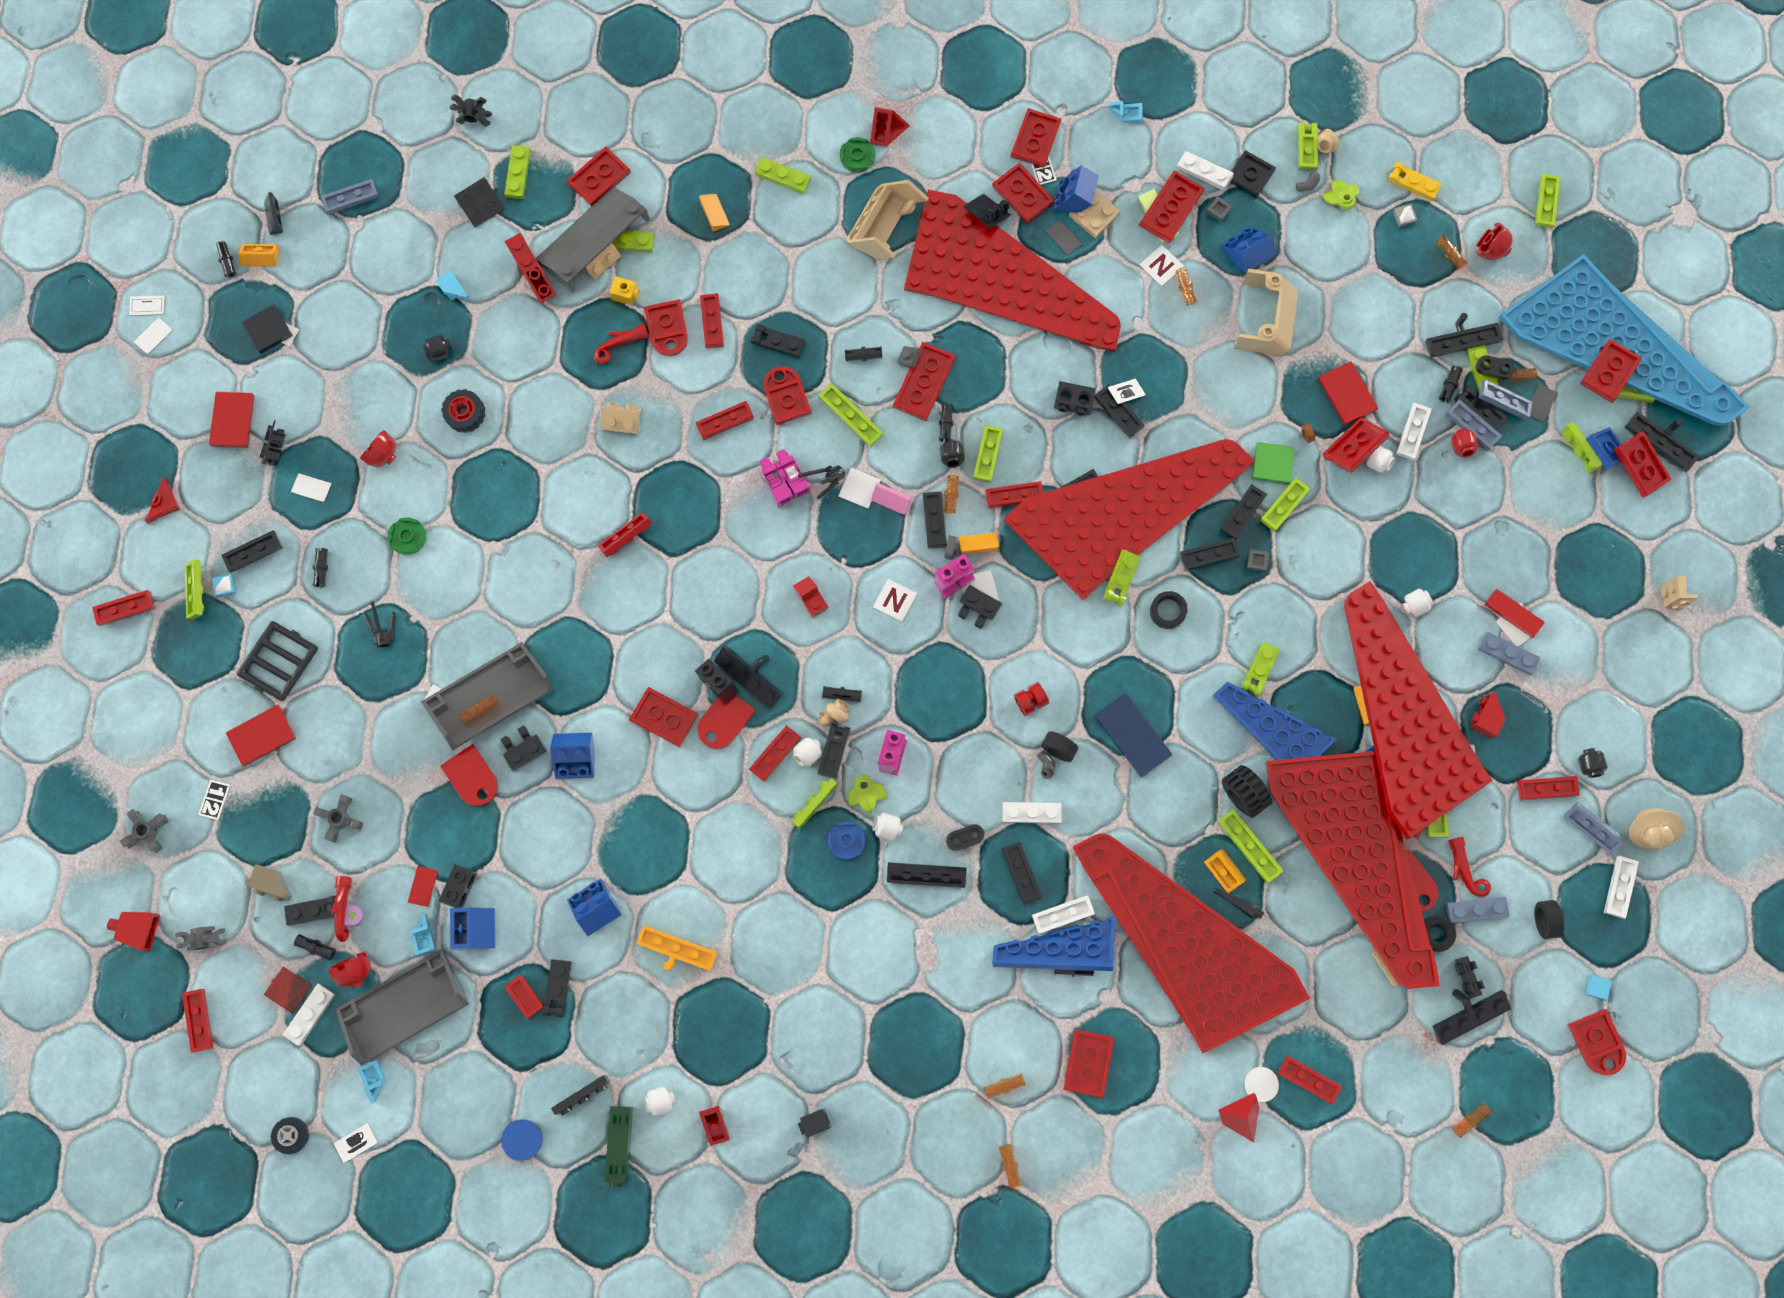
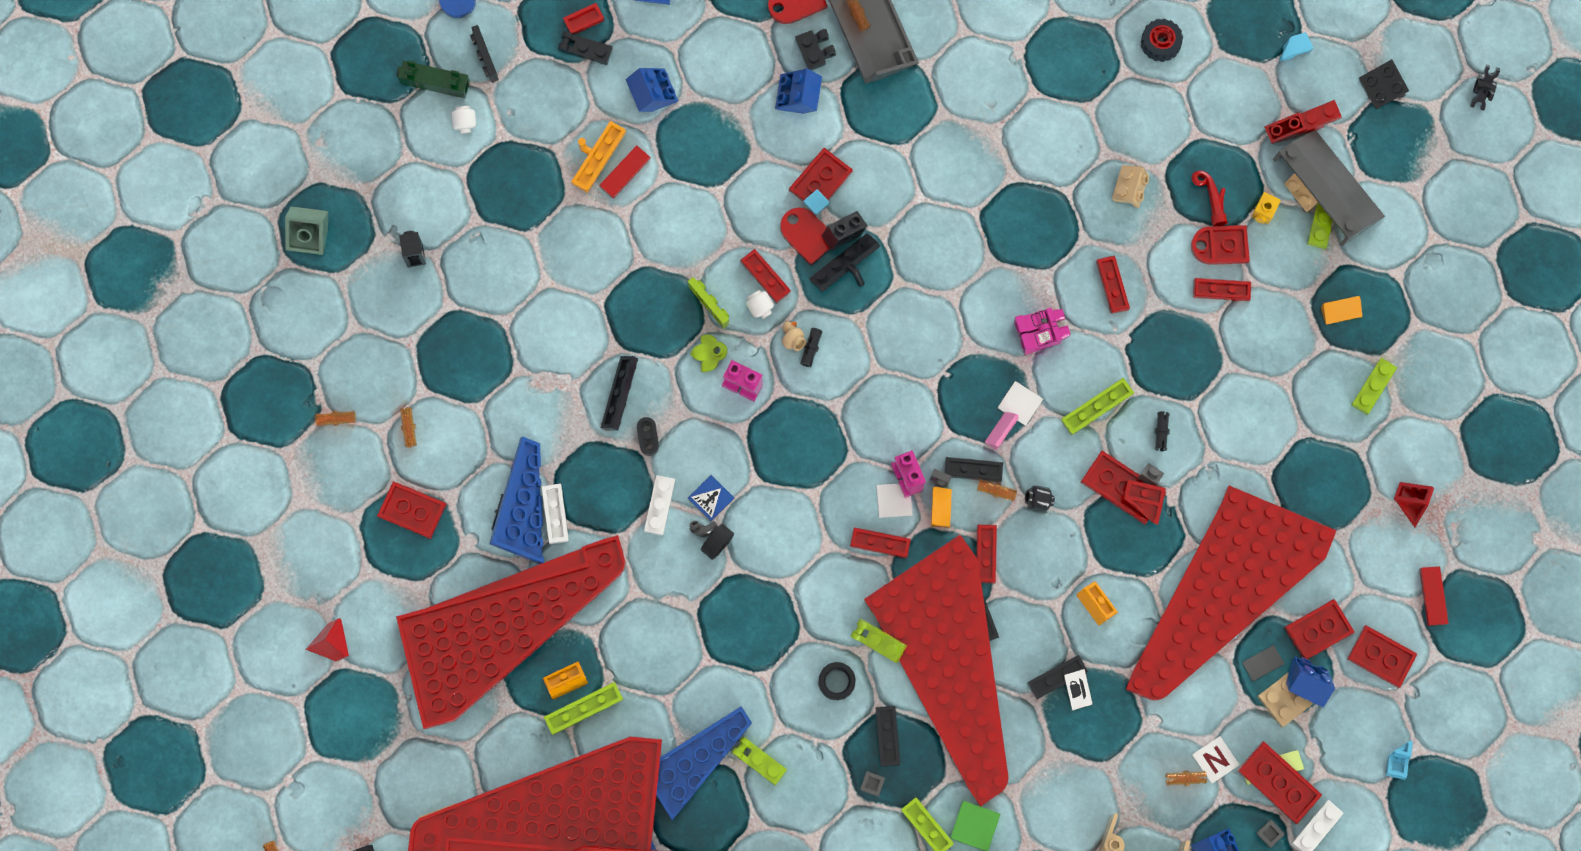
camera: 95 degrees right, 0 degrees up
(437, 348) = (1230, 24): black head -> none
(517, 172) = (1413, 126): lime plate -> none
(598, 176) = (1398, 204): red tile -> none
(624, 534) = (1008, 170): red plate -> none
(688, 918) = (624, 172): none -> red tile
(690, 715) = (816, 202): none -> medium azure tile
(714, 1125) = (431, 162): red slope -> none
(778, 341) = (1189, 351): black plate -> none
(786, 396) = (1128, 348): red tile -> none
(810, 596) = (915, 335): red slope -> none
(812, 1246) = (306, 230): none -> sand green slope
(833, 476) = (1034, 378): black plant -> none
(833, 751) = (756, 329): black plate -> none
(846, 840) = (668, 327): blue tile -> none
(857, 155) = (1387, 466): green tile -> none
(881, 216) = (1308, 474): tan windscreen -> none
(887, 826) = (672, 365): white head -> none
(895, 600) = (897, 416): white sticker -> none
(934, 356) = (1145, 498): none -> red wing
(946, 422) = (1074, 499): black pin -> none
(971, 101) = (1433, 596): none -> red tile
(979, 602) = (879, 497): black plate -> none
(988, 211) = (1302, 586): black hinge -> none
(988, 453) = (1033, 534): lime plate -> none
(1013, 764) = (710, 497): none -> blue sticker
(1021, 873) = (603, 484): black tile -> none
(1024, 594) = (880, 542): none -> red tile
(1032, 698) = (770, 524): red wheel -> none
(1040, 388) = (1096, 603): none -> light orange slope
(1044, 175) = (1338, 657): sticker -> none
(1075, 393) = (1082, 635): black brick -> none
(1133, 735) = (717, 619): dark blue tile -> none
(1243, 512) = (926, 781): black plate -> none
(1247, 791) = (635, 712): black tyre -> none
(1247, 907) = (524, 692): black piece -> none
(1262, 1083) = (356, 669): white sticker -> none
(1309, 1080) = (349, 713): red plate -> none

